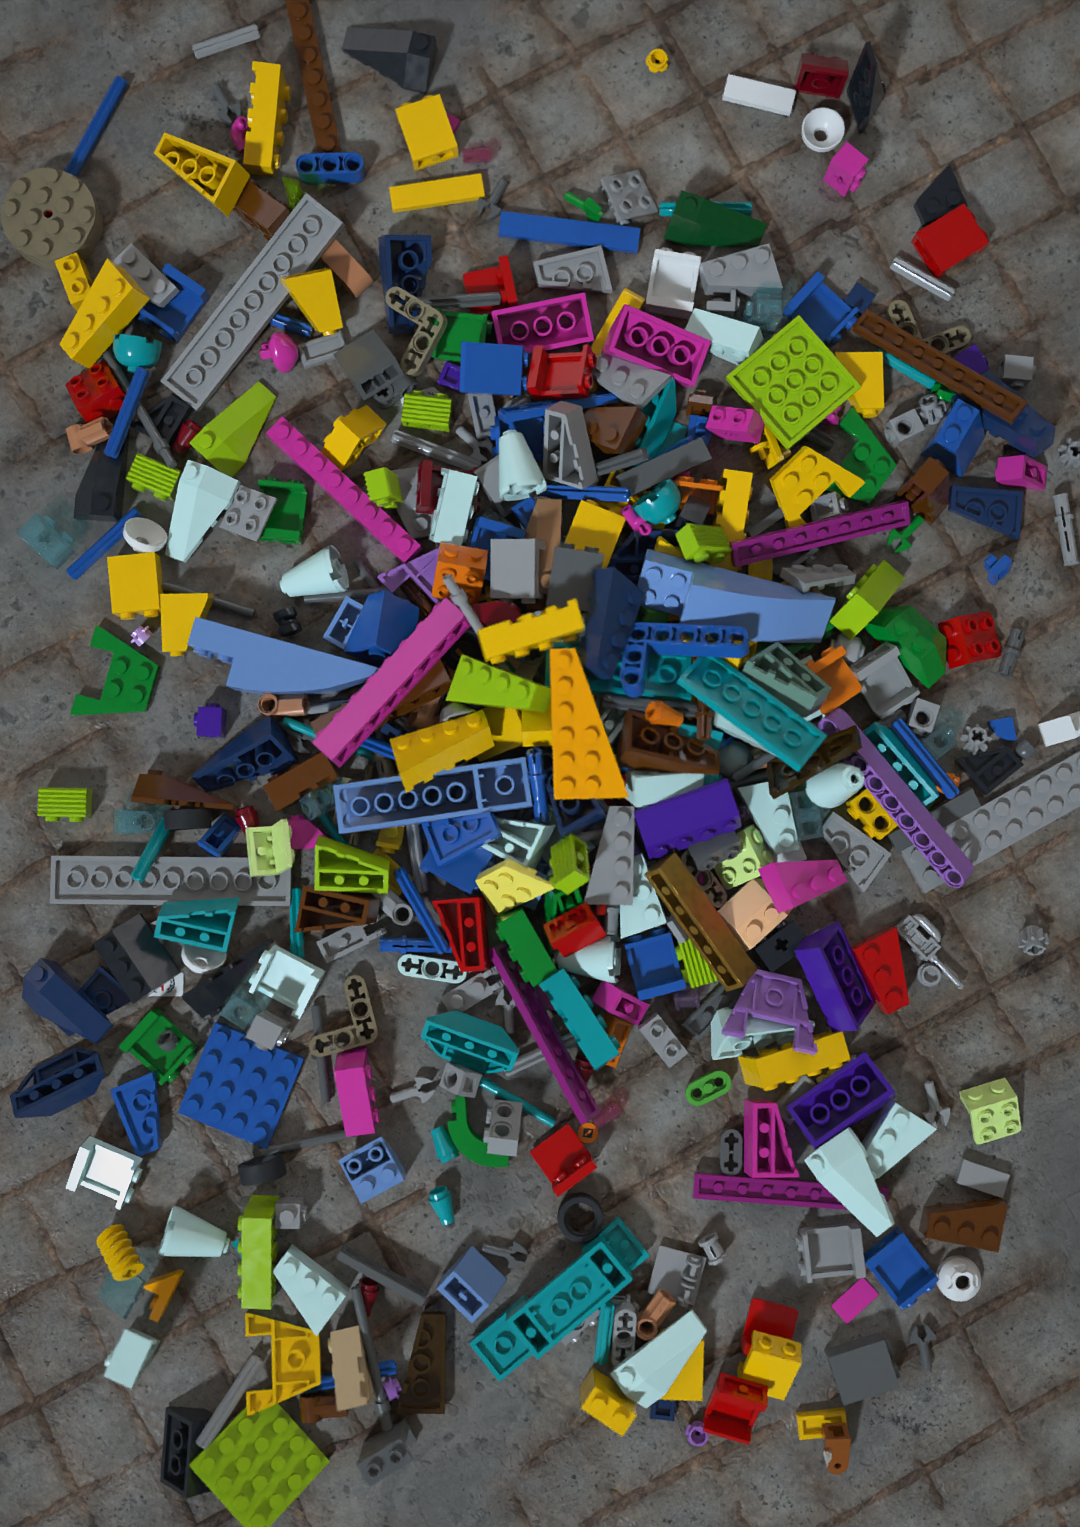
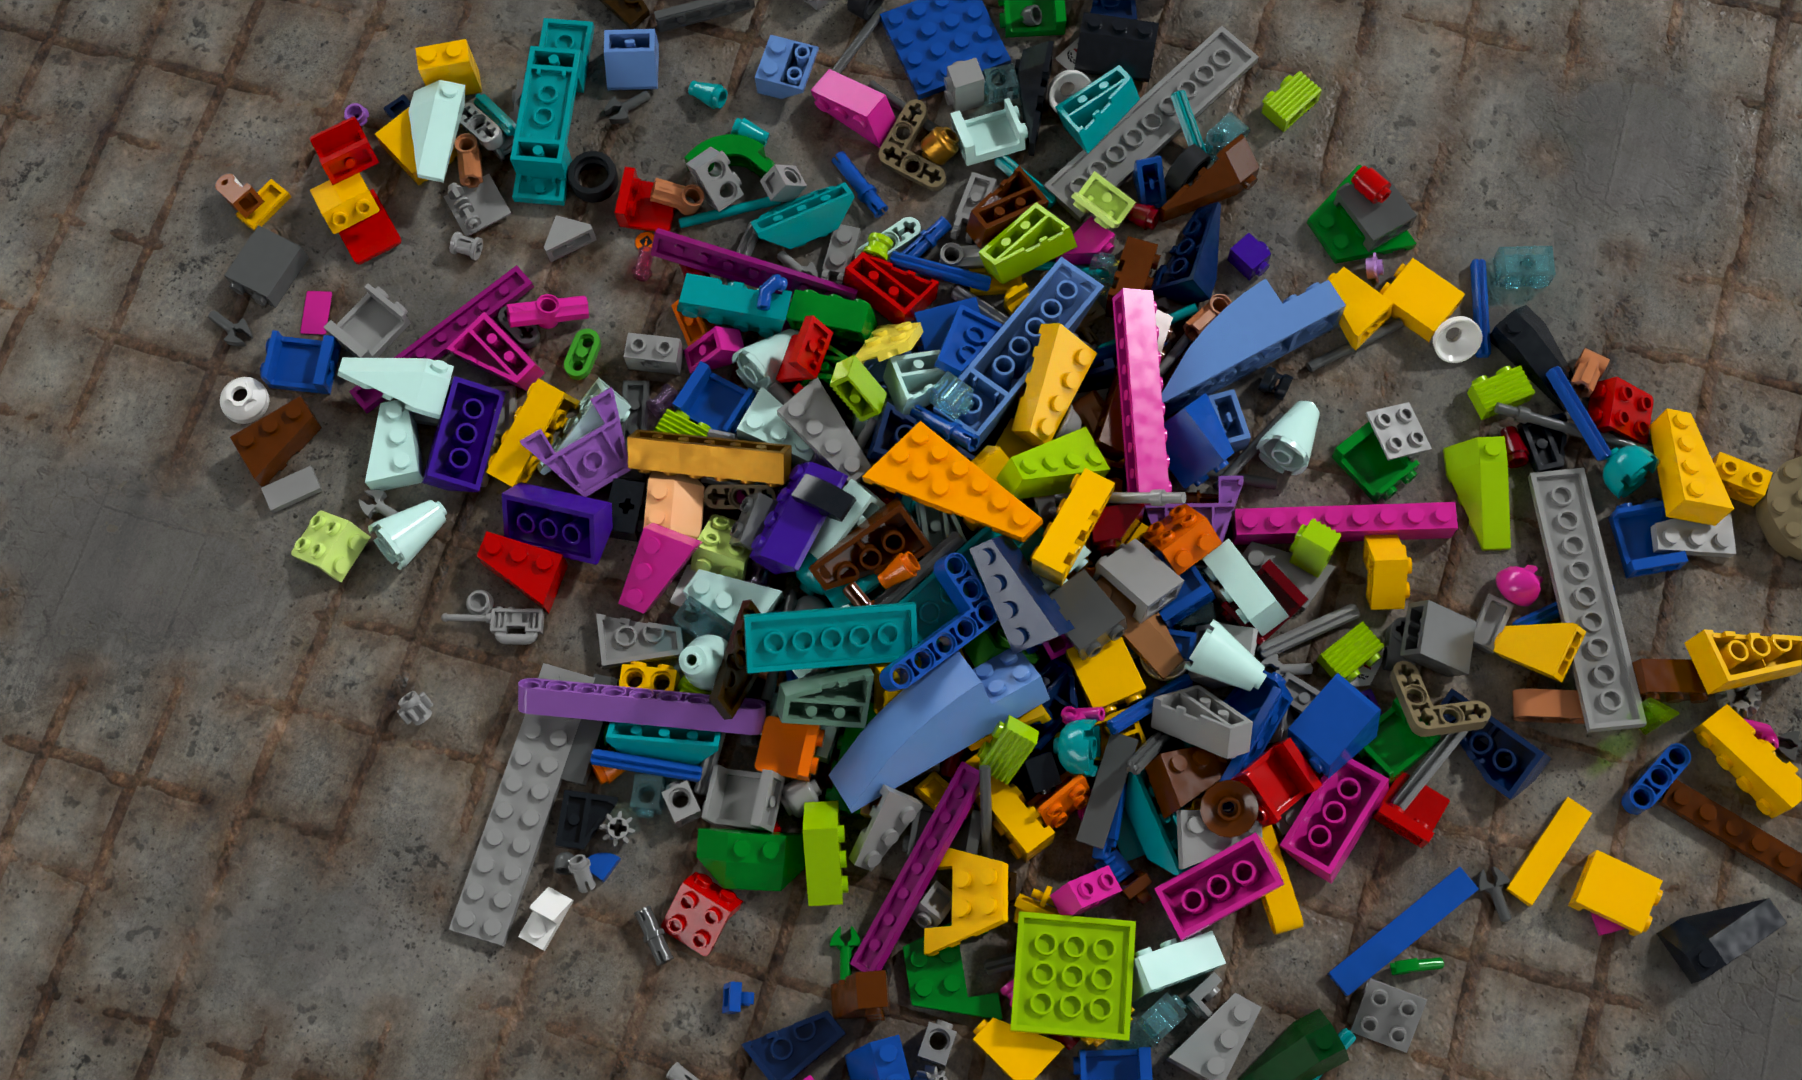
camera: 140 degrees right, 15 degrees down
(86, 681) = (1371, 185): none -> red brick
(97, 671) = (1376, 221): none -> dark grey panel
(198, 503) = (1445, 405): light aqua wedge -> none
(329, 1003) = (940, 145): none -> pearl gold head
(407, 1035) = (865, 191): none -> blue pin
(414, 1091) = (810, 150): light grey bar -> none
(446, 966) = (878, 245): none -> lime wheel
(477, 155) = (1553, 918): clear pink pin -> none
(515, 797) = (952, 396): none -> clear light blue brick
(541, 1143) = (675, 196): none -> nougat piece
(554, 1000) = (766, 290): none -> blue arm
(575, 271) = (1360, 899): light grey wing -> none
(613, 371) = (1231, 822): none -> reddish brown dish
(641, 1187) = (567, 236): none -> light grey slope
(666, 808) = (823, 496): none -> black slope
(672, 283) = (1267, 973): white panel -> none
(719, 1149) = (547, 311): none -> dark pink piece
(751, 522) = (986, 811): none -> dark grey bar
(934, 1067) = (408, 531): none -> light aqua cone
(1022, 733) = (579, 866): none -> light grey pin

